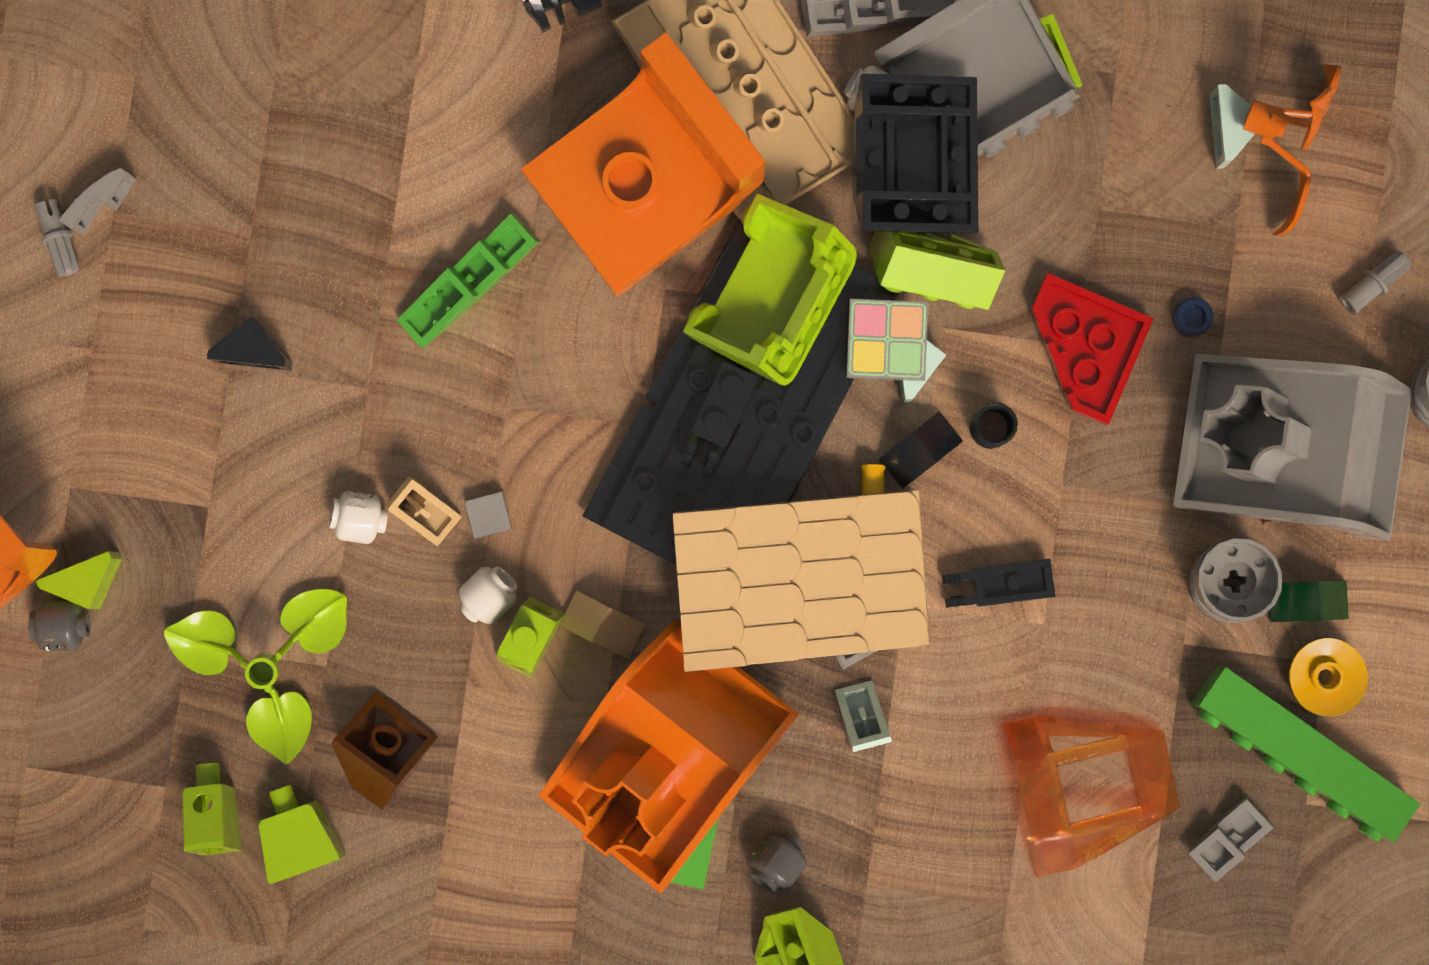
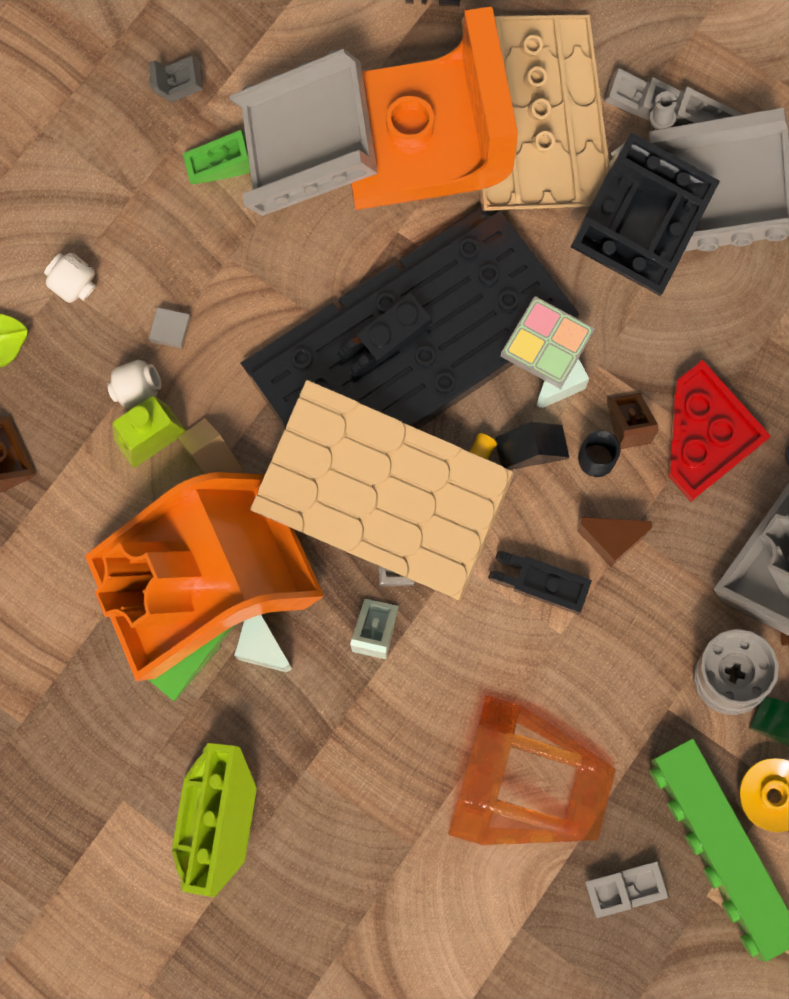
camera: 30 degrees right, 10 degrees down
(250, 347) = (63, 118): black slope -> none
(344, 241) = (176, 79): none -> dark grey bracket
(423, 510) = (120, 295): tan slope -> none
(526, 244) = (306, 132): none -> light grey panel
(765, 795) = (259, 646): none -> light aqua slope
(776, 291) = (483, 263): lime windscreen -> none
(777, 862) = (243, 708): dark grey head -> none
(880, 28) = (663, 114): none -> light grey axle
(937, 267) = (616, 310): lime wedge -> none
(1005, 370) = (632, 420): none -> reddish brown slope
(1051, 504) = (613, 536): none -> reddish brown slope

